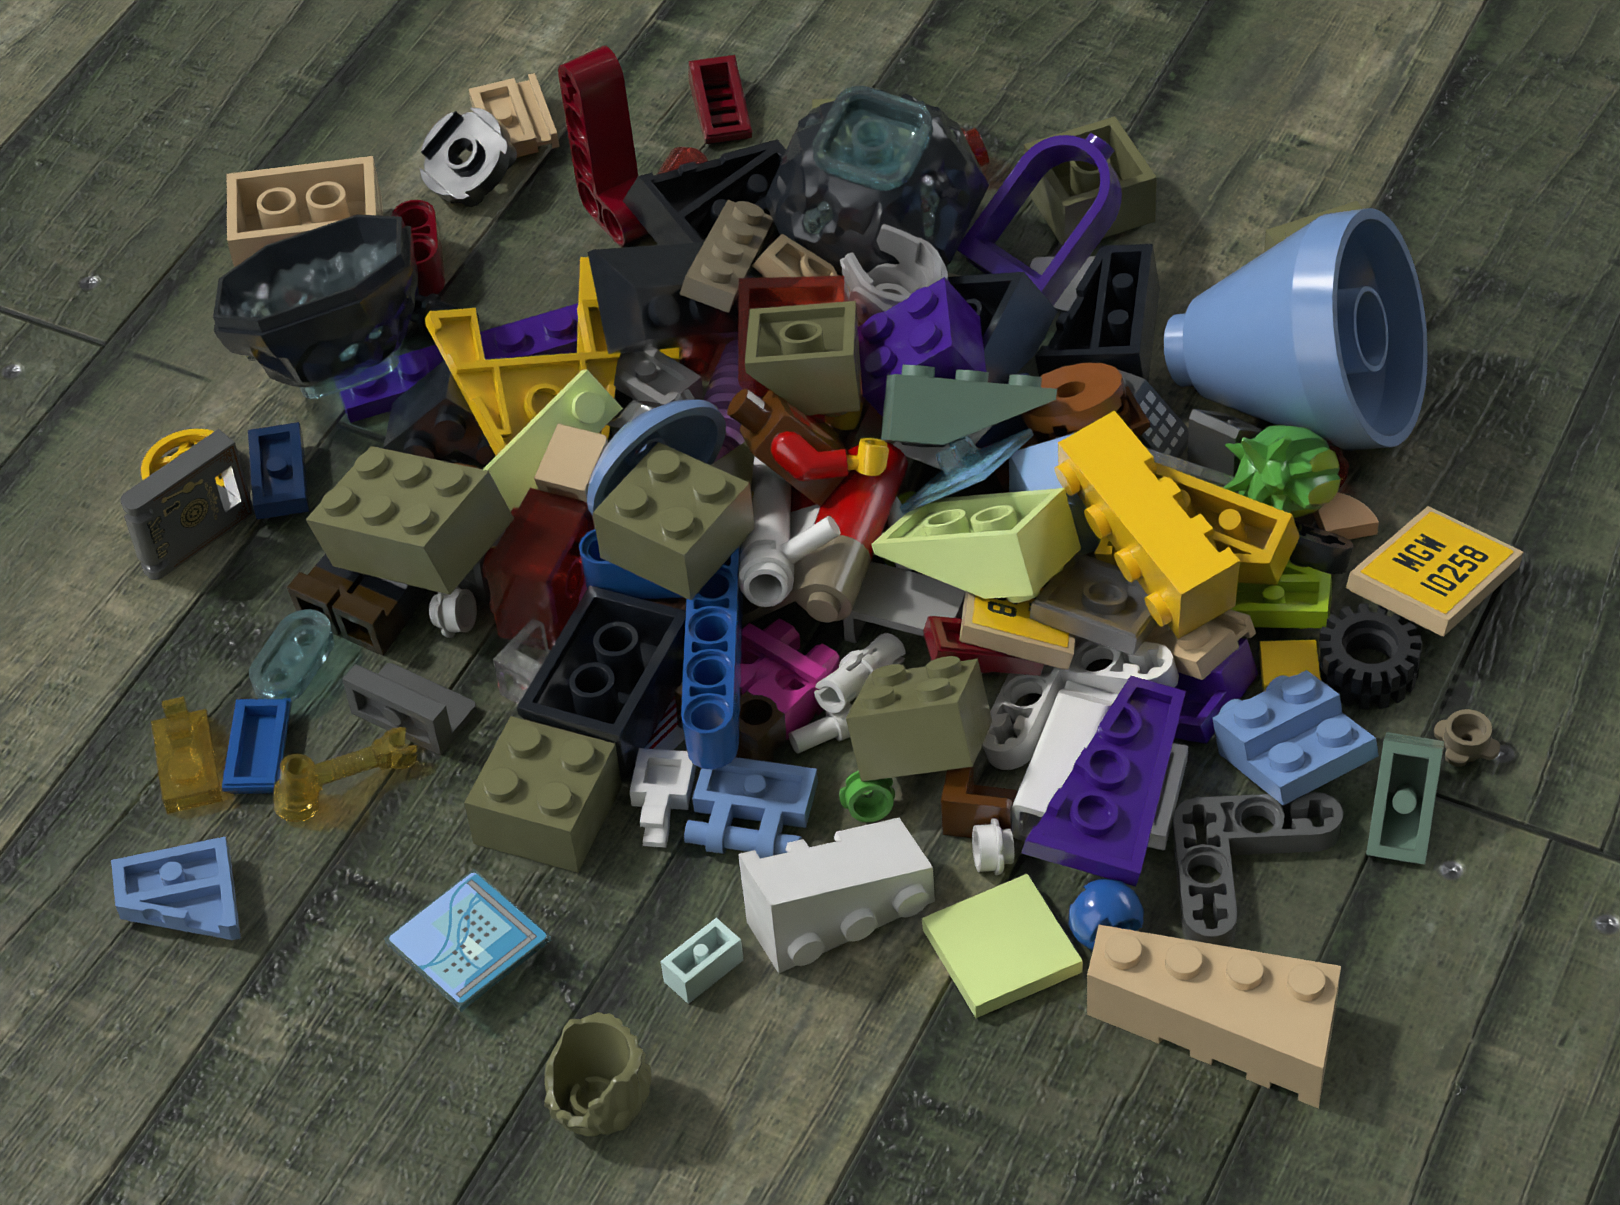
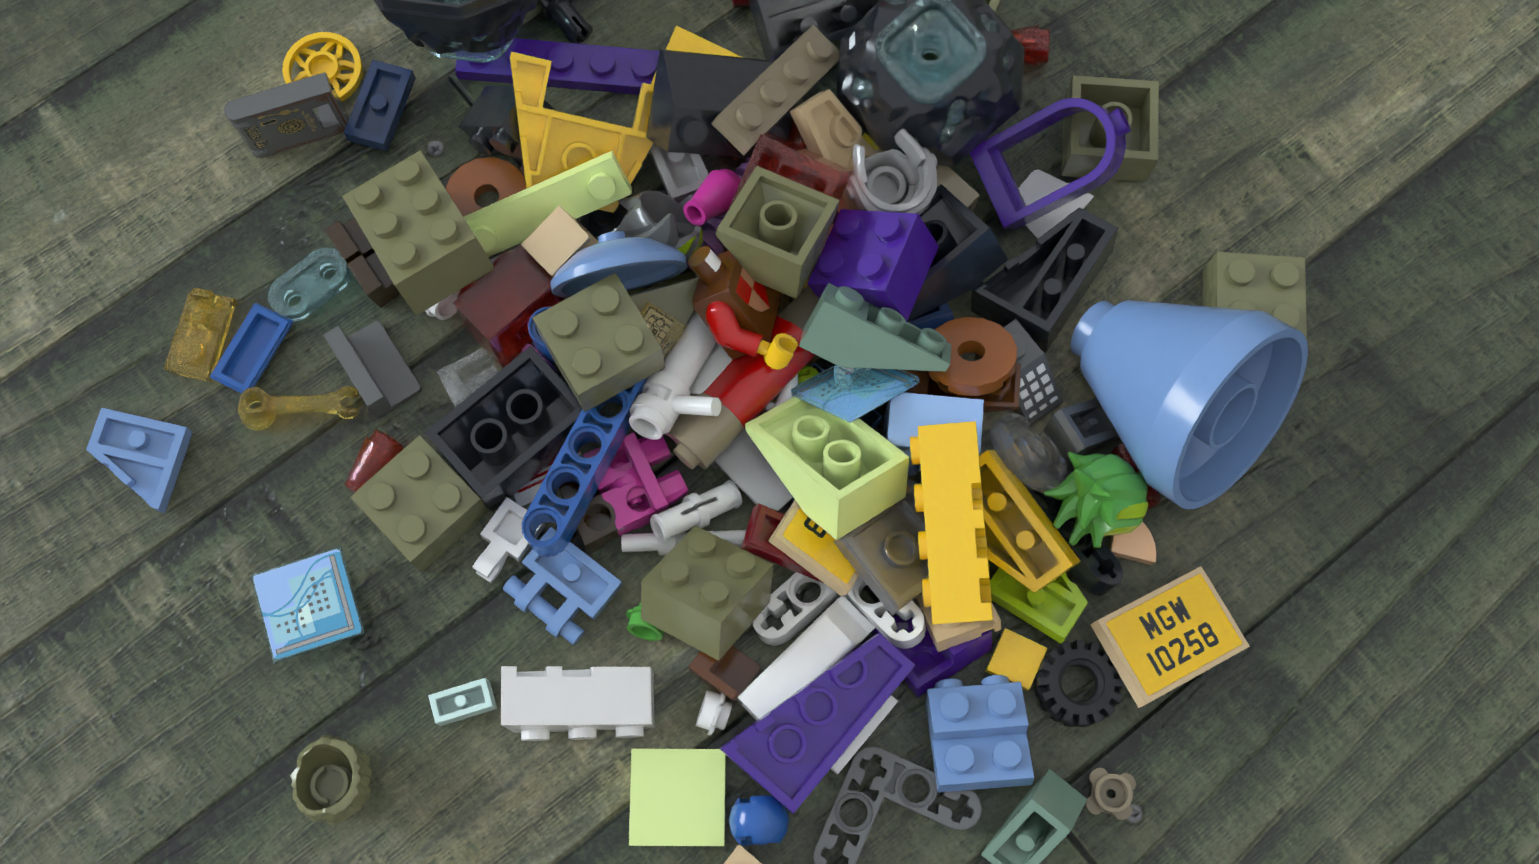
camera: 20 degrees right, 25 degrees up
(459, 775) = (371, 458): none -> clear red cone
(714, 376) = (712, 196): none -> dark pink cone

